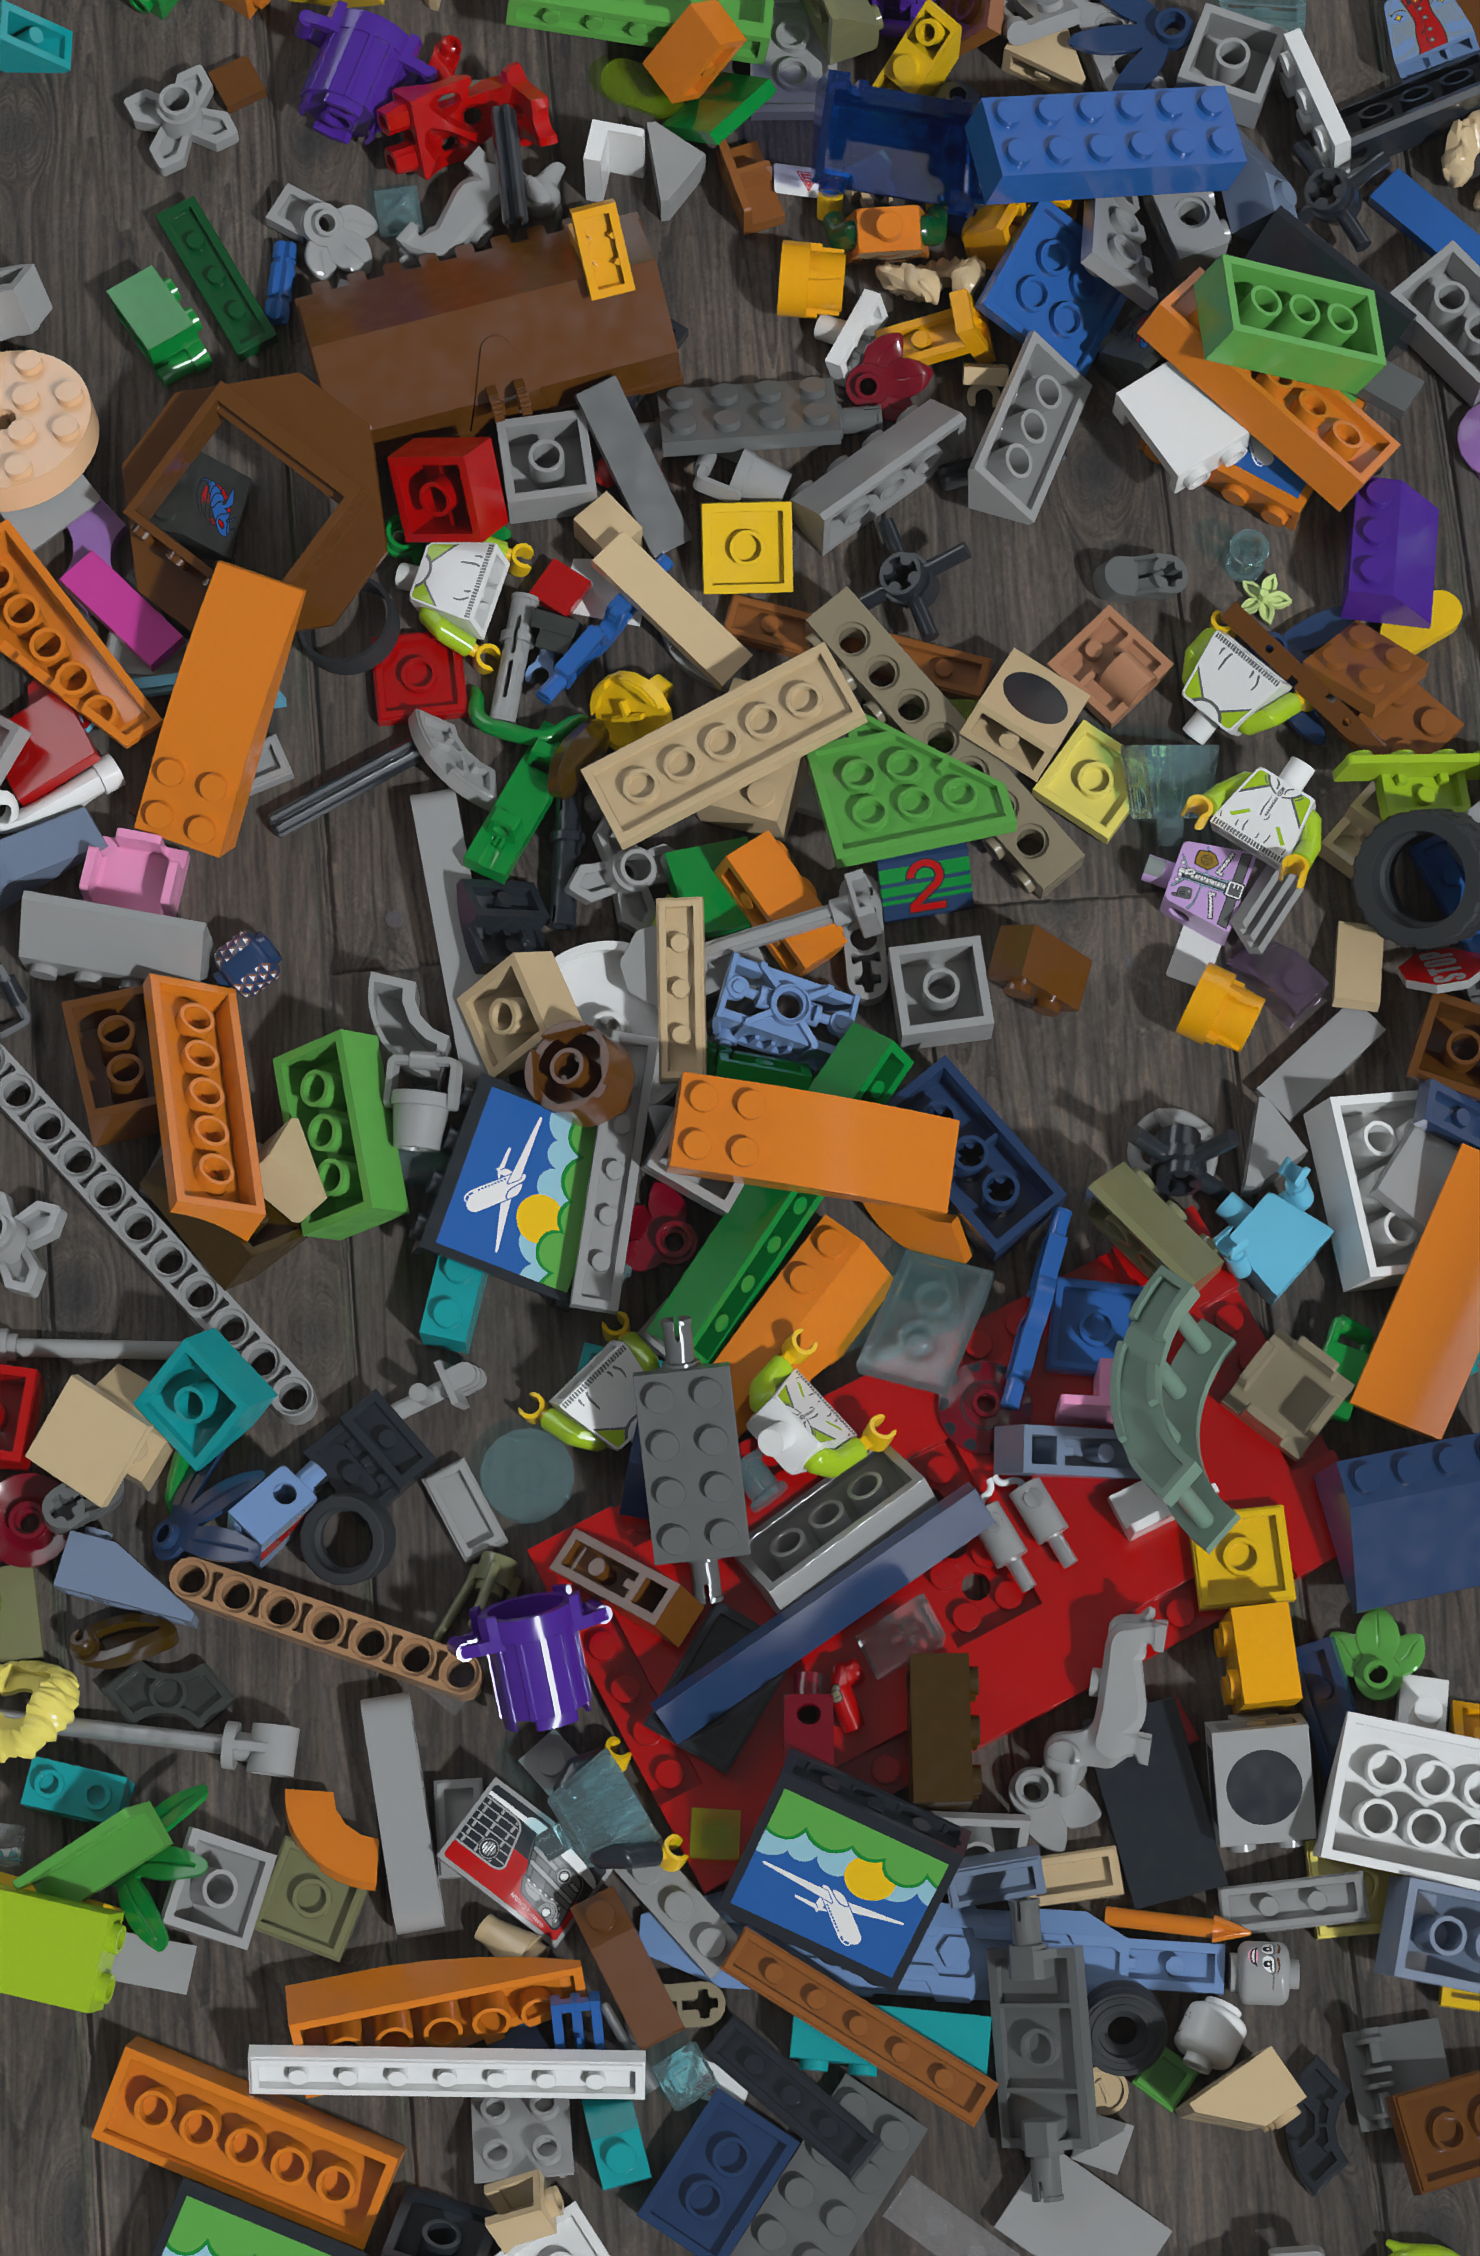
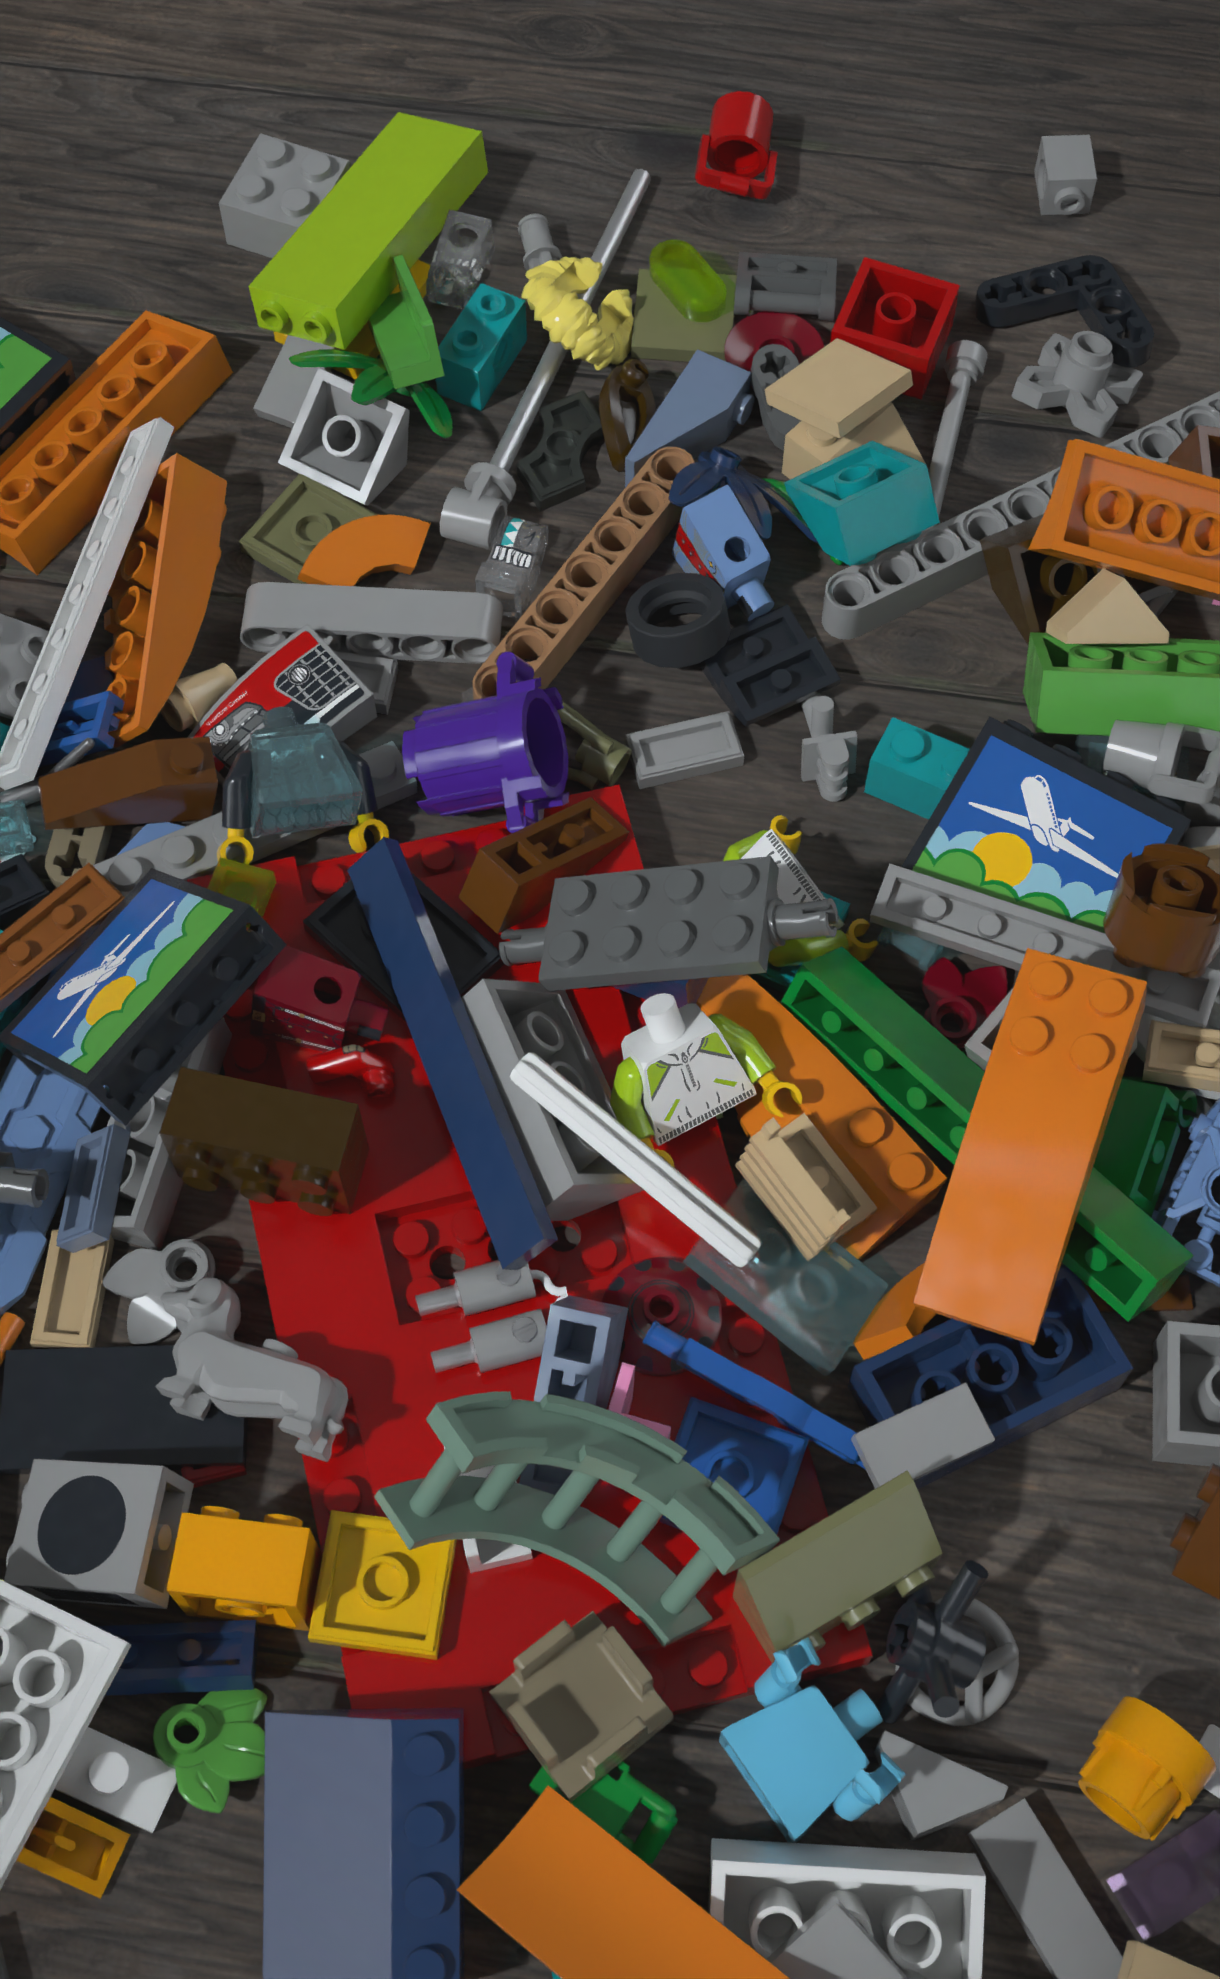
camera: 105 degrees right, 10 degrees down
(313, 1702) = (514, 563): none -> clear leg
(527, 1475) = (706, 813): clear light blue tile -> none
(759, 1481) = (619, 1023): clear light blue bush -> none
(866, 1313) = (804, 1184): none -> tan plate
(888, 1441) = (635, 1159): none -> white axle
(903, 1632) = (401, 1147): clear slope -> none
(1043, 1190) = (924, 1437): none -> light grey tile

